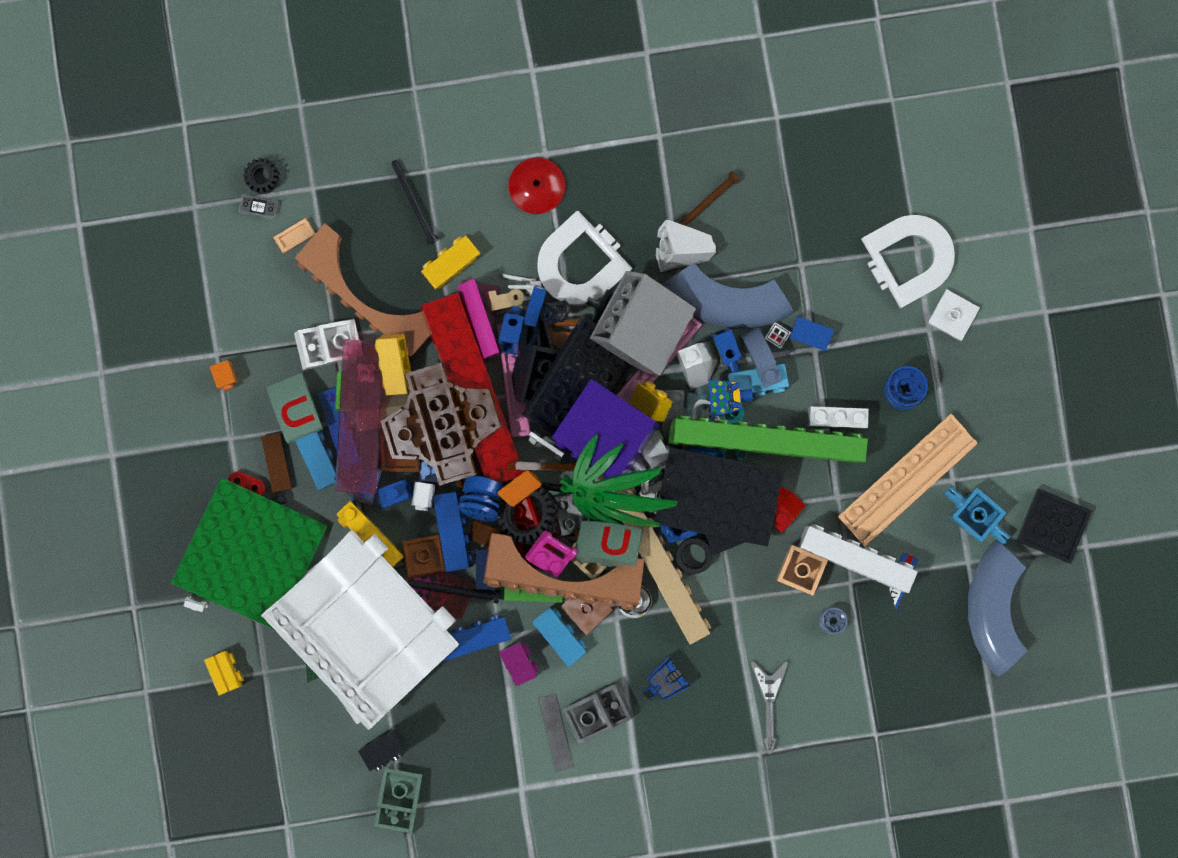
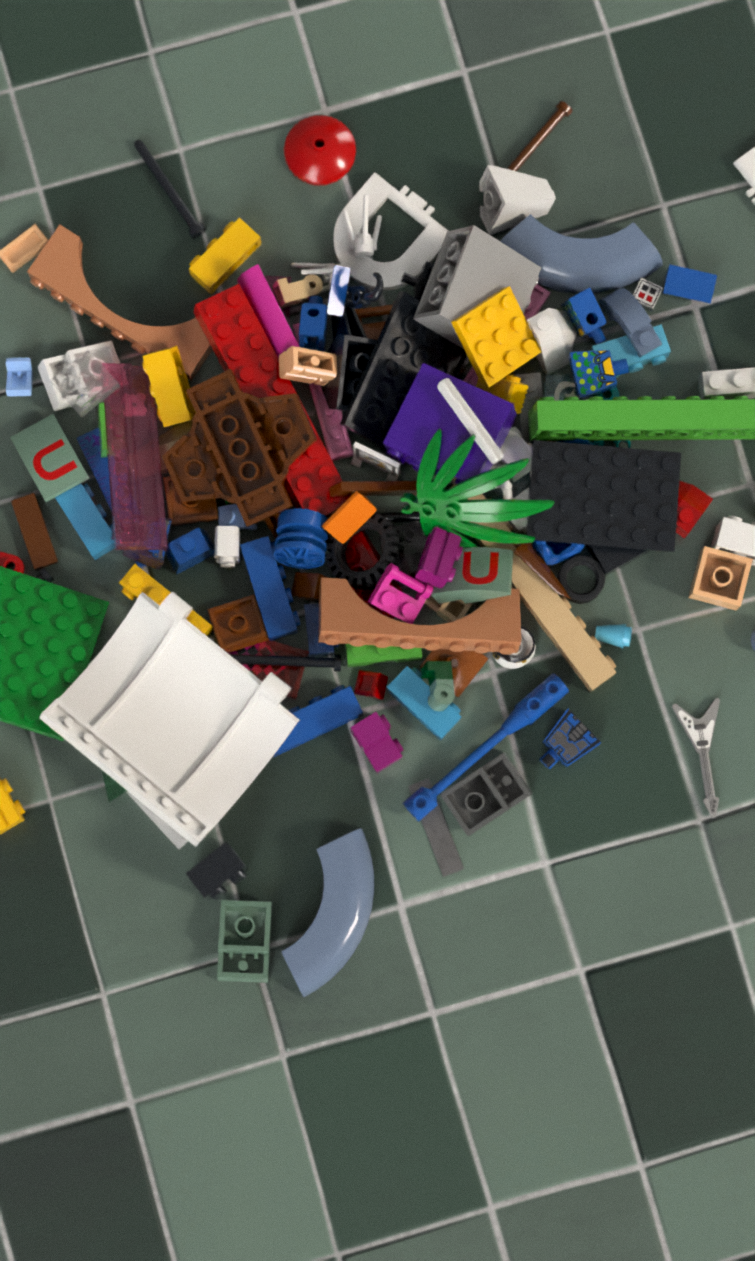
camera: 10 degrees left, 5 degrees down
(278, 340) = (19, 377): none -> light blue bracket
(328, 354) = (84, 383): none -> clear plate
(475, 790) = (341, 915): none -> sand blue brick
(502, 365) = (307, 366): none -> light nougat brick
(520, 616) = (371, 684): none -> red slope
(561, 268) = (363, 244): none -> white plant
(573, 626) = (440, 684): none -> leg
(584, 529) = (438, 558): none -> magenta brick
(621, 431) = (470, 420): none -> white axle
(635, 655) = (524, 713): none -> blue bar
(652, 362) = (496, 337): none -> yellow plate
(659, 540) = (533, 560): none -> reddish brown bar
(713, 602) = (615, 635): none -> medium azure cone

